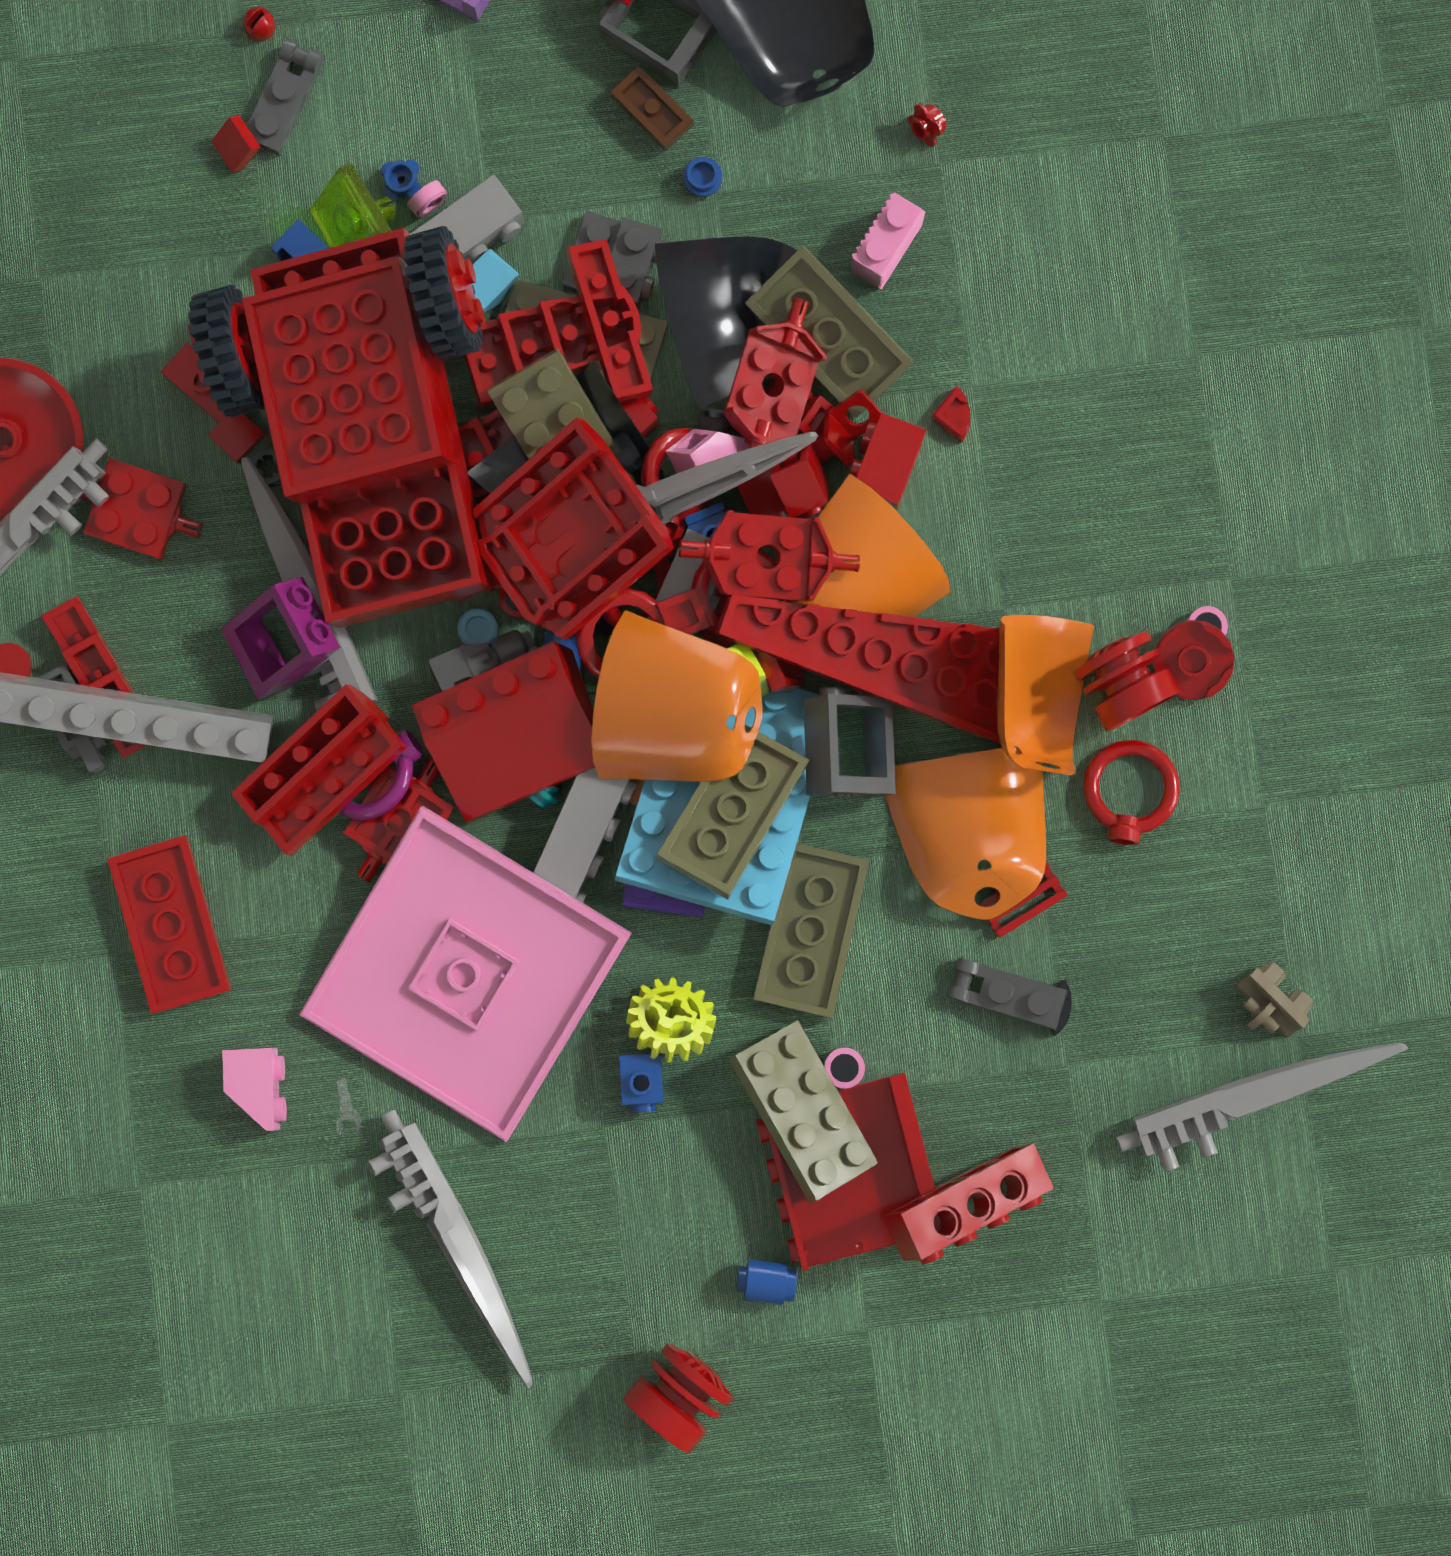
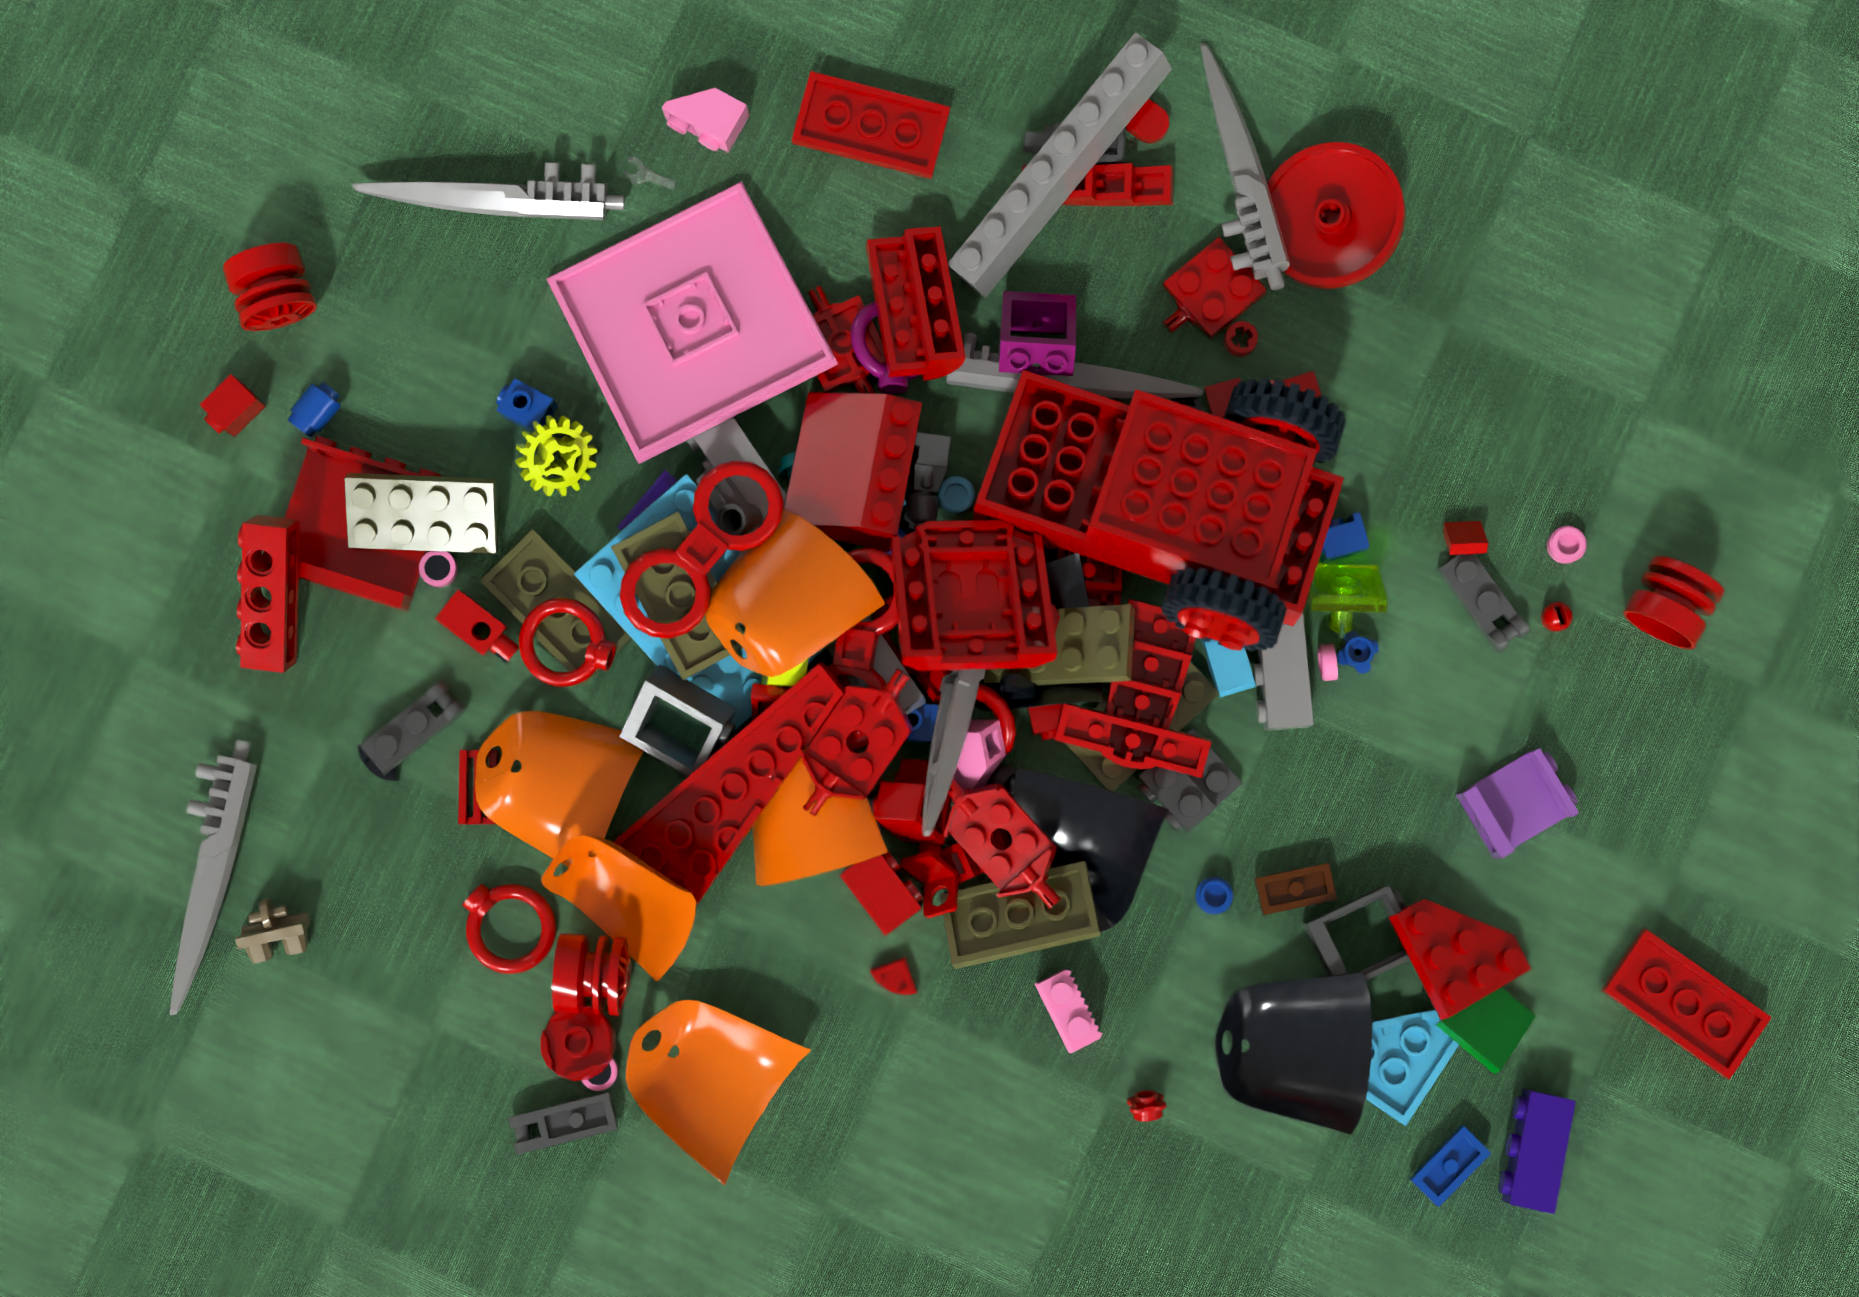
camera: 125 degrees right, 0 degrees up
(169, 468) = (1231, 333): none -> red bush
(186, 53) = (1566, 544): none -> bright pink tile
(617, 825) = (725, 504): none -> dark grey piece
(678, 810) = (701, 549): none -> red bar
(814, 1364) = (231, 406): none -> red brick
(832, 859) = (598, 655): none -> red piece
(874, 1006) = (461, 618): none -> red torso
(1154, 518) = (715, 1084): none -> orange piece
(1272, 628) = (564, 1122): none -> dark grey plate

